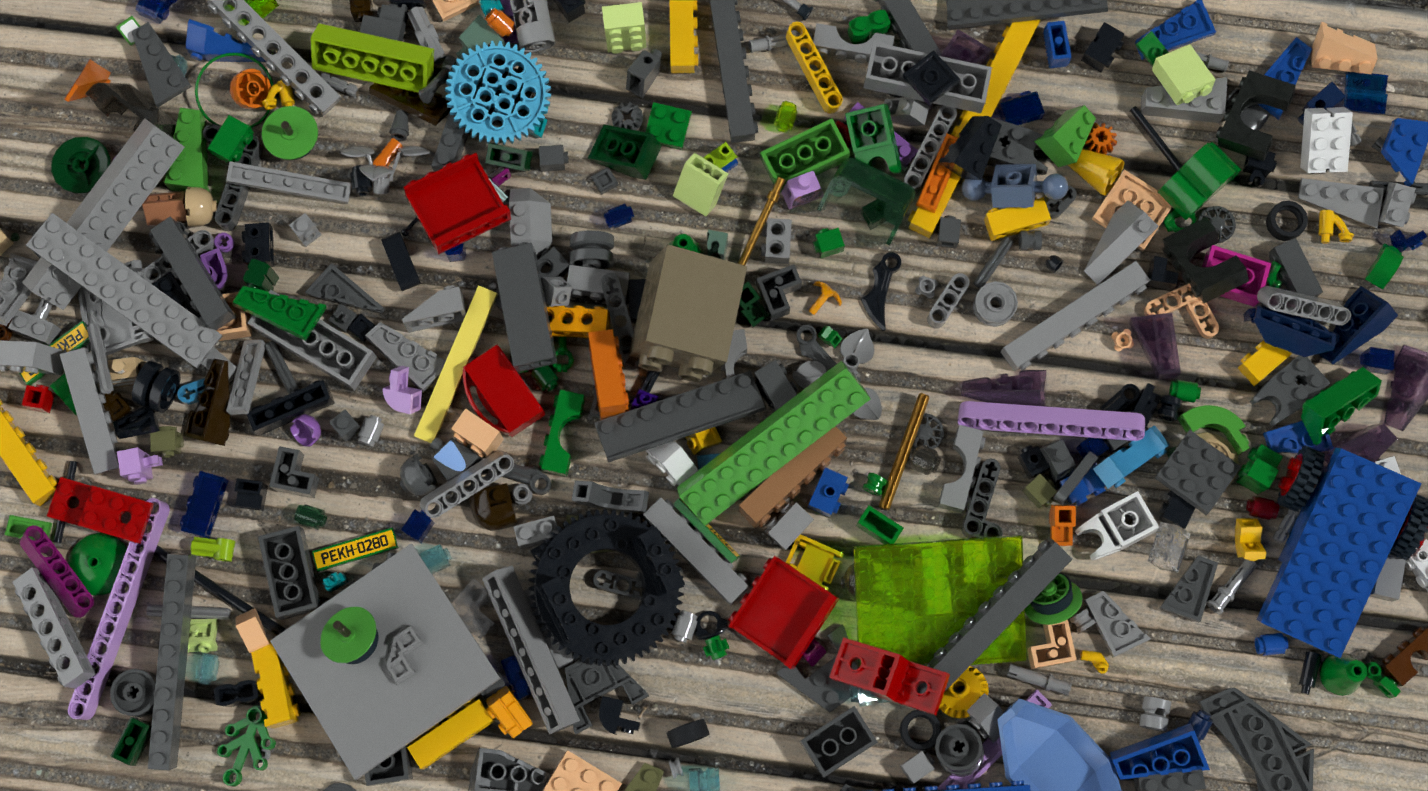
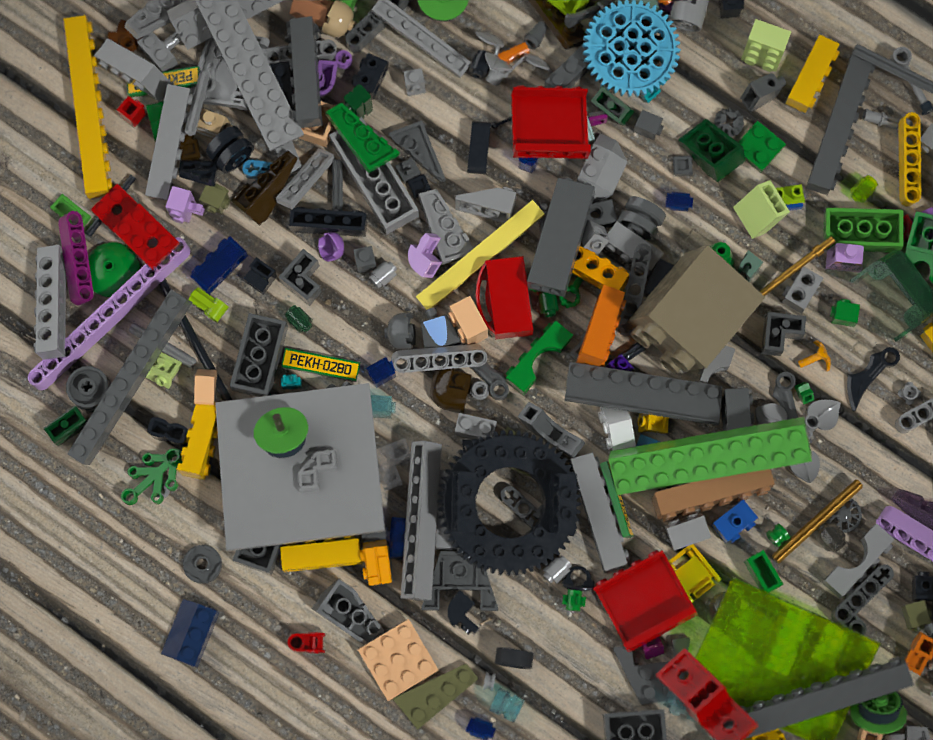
camera: 30 degrees right, 0 degrees up
(207, 668) = (154, 399): clear light blue brick -> none
(750, 306) = (750, 332): dark green brick -> none
(874, 213) = (896, 308): clear green brick -> none

